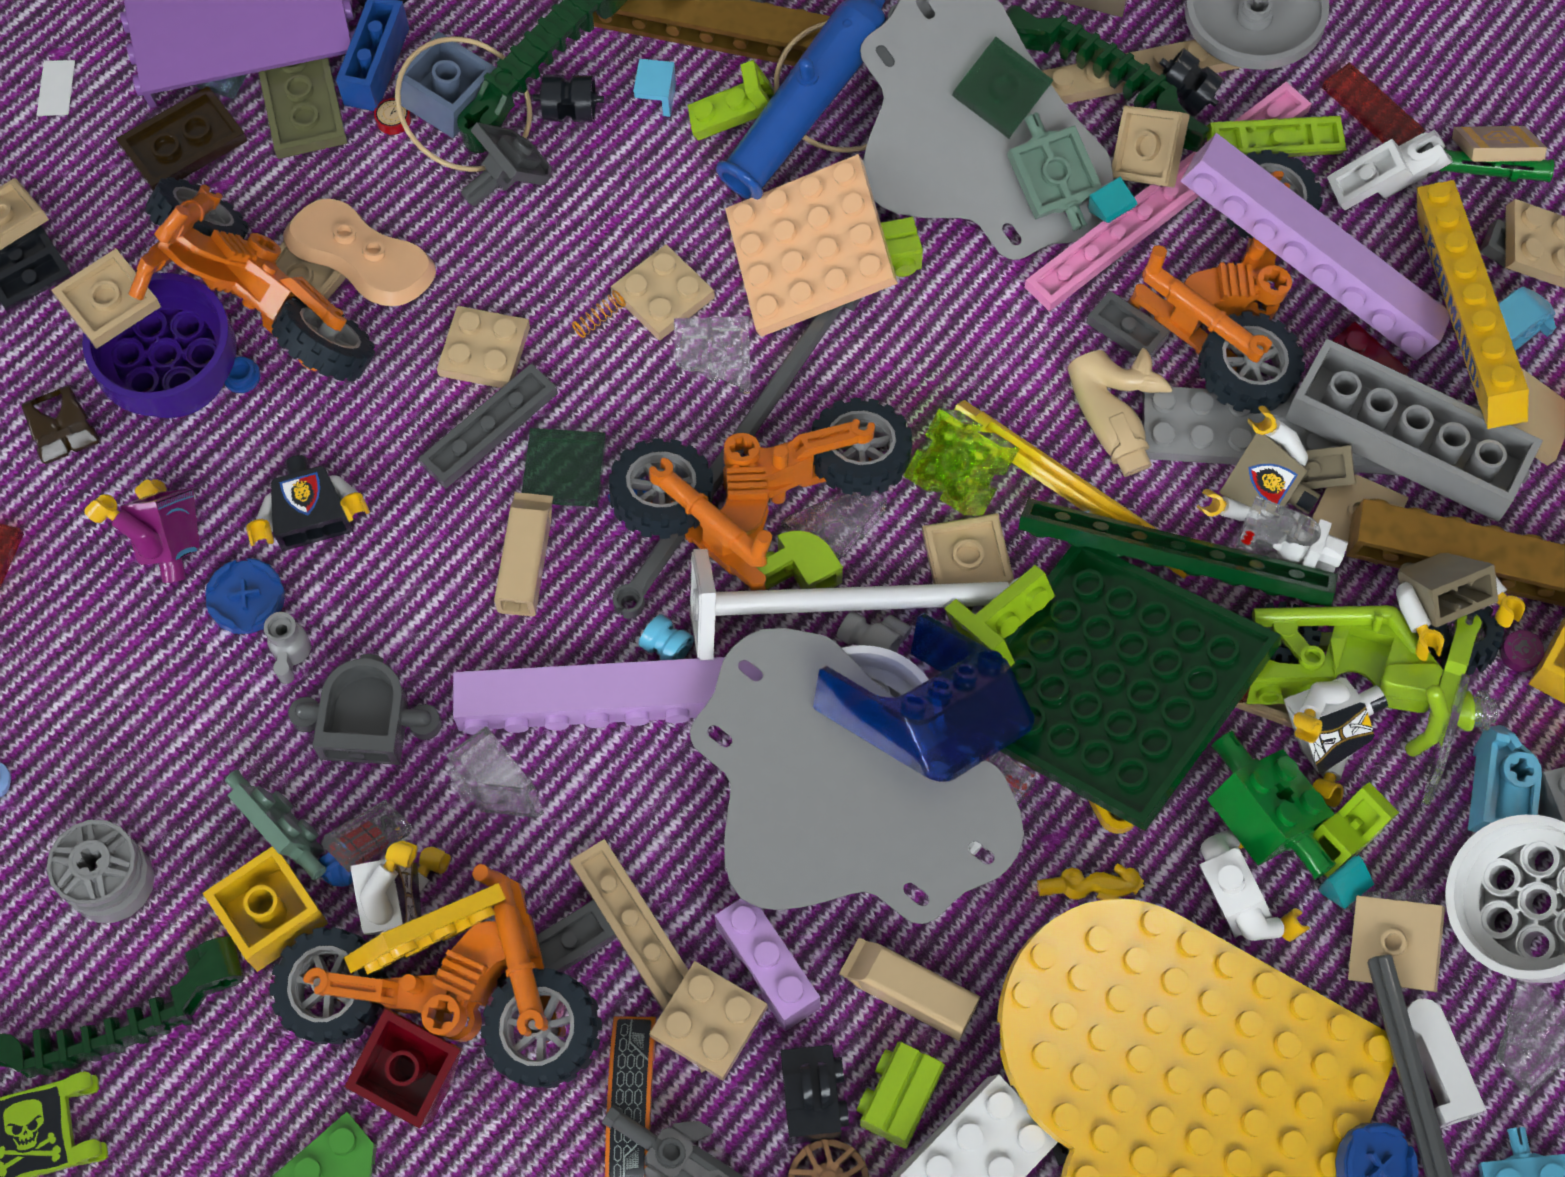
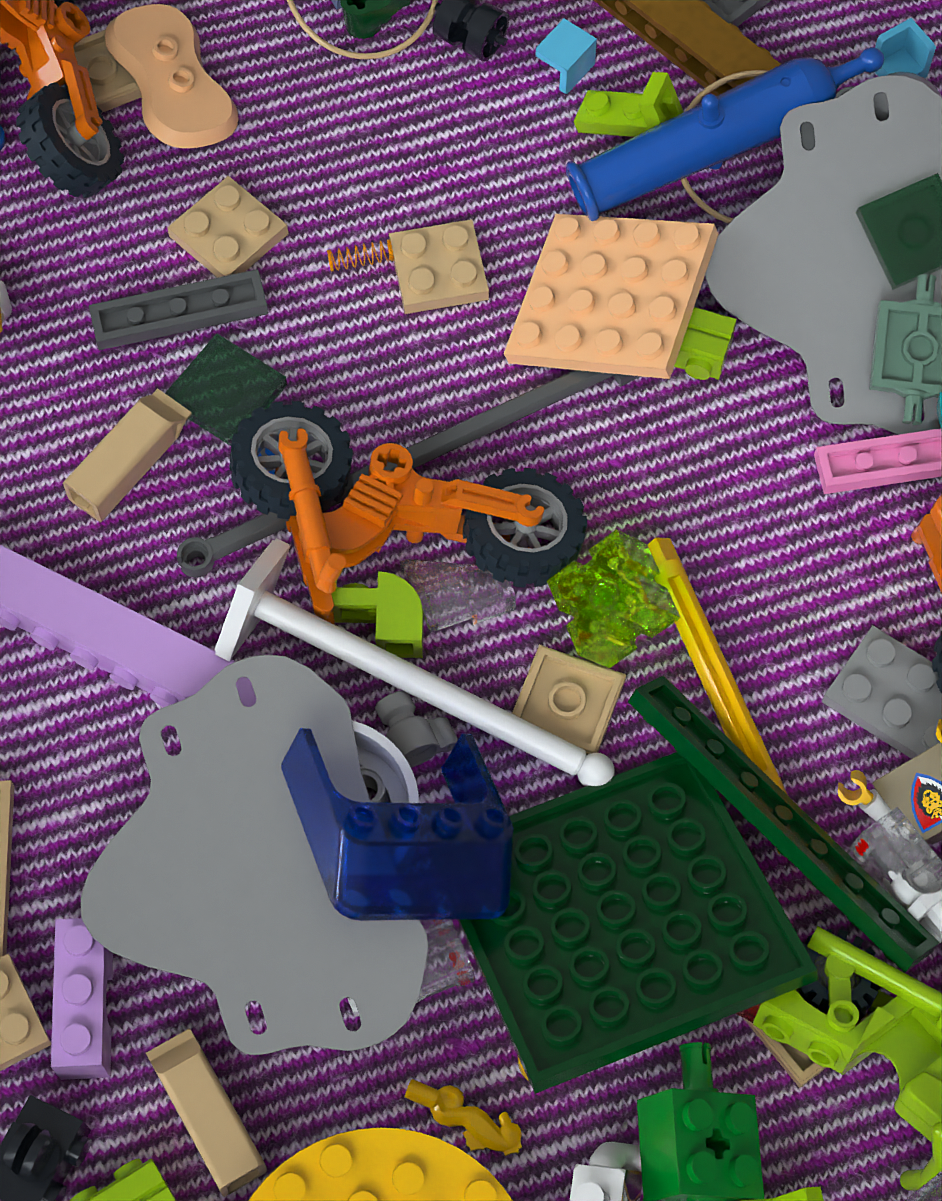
camera: 30 degrees right, 0 degrees up
(509, 160) = (370, 56): dark grey piece -> none
(665, 640) = (202, 615): medium azure wheel -> none
(716, 348) = (451, 350): clear slope -> none
(1003, 613) = (553, 782): lime bracket -> none
(1109, 417) = (810, 640): tan piece -> none
(1127, 325) = (896, 554): dark grey plate -> none
(1331, 726) = (821, 1105): torso -> none

